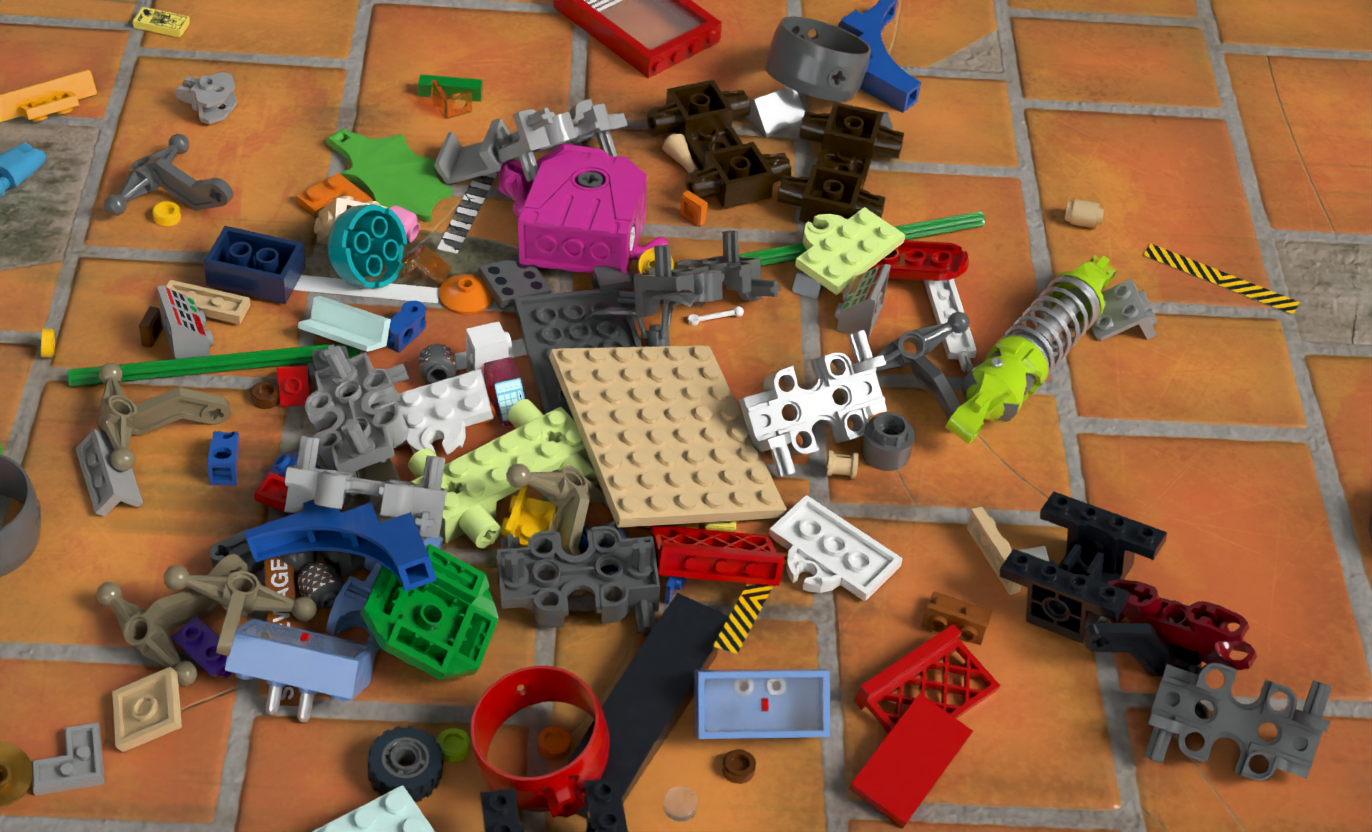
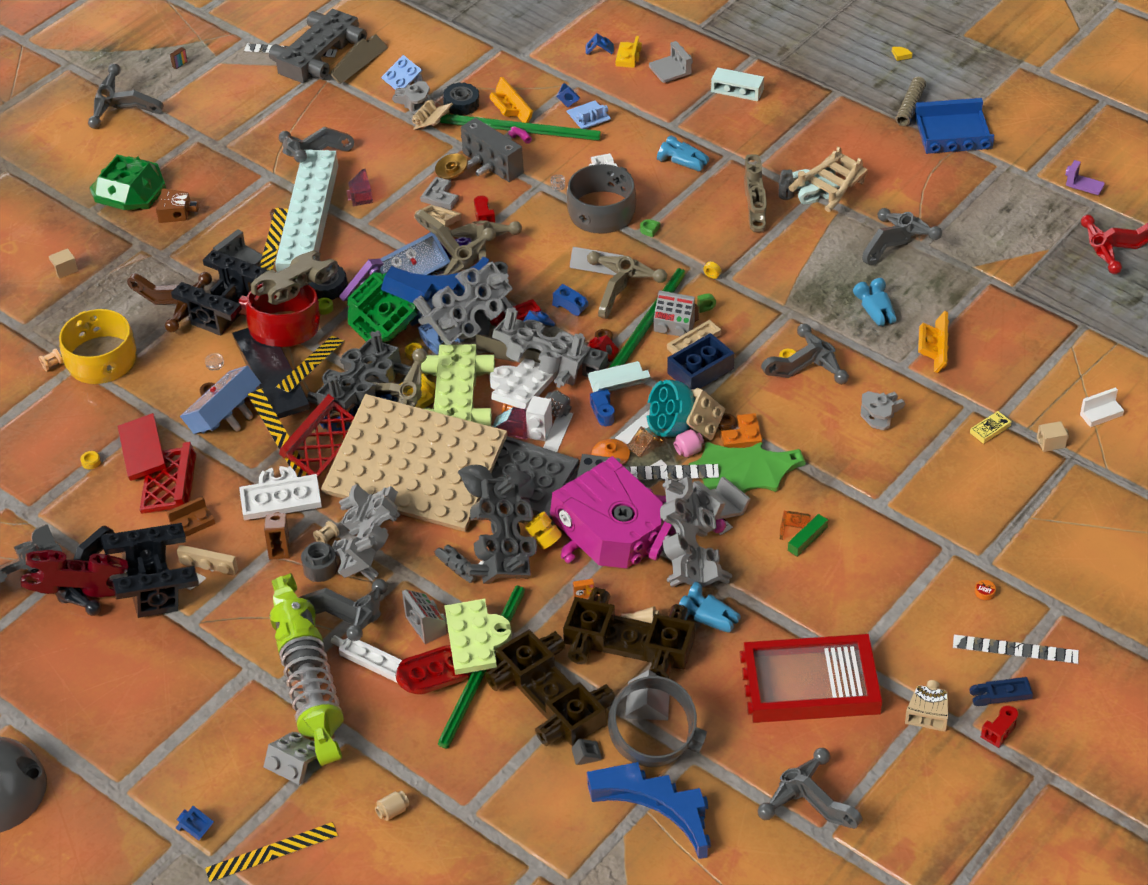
camera: 135 degrees right, 0 degrees up
(89, 666) = (482, 210): none -> red leg
(124, 319) = (706, 302): none -> bright green tile
(393, 681) = (369, 267): none -> medium lavender plate
(467, 227) = (674, 471): none -> sticker
(500, 727) = (288, 281): none -> dark tan piece
(621, 648) = (309, 364): none -> sticker
(630, 104) = (709, 609): none -> dark azure piece
(761, 326) = (455, 562): none -> dark grey hinge
(897, 497) = (277, 527): none -> dark orange torso
(985, 814) = (90, 460): none -> yellow tile
(1276, 343) = (194, 822): none -> blue bracket

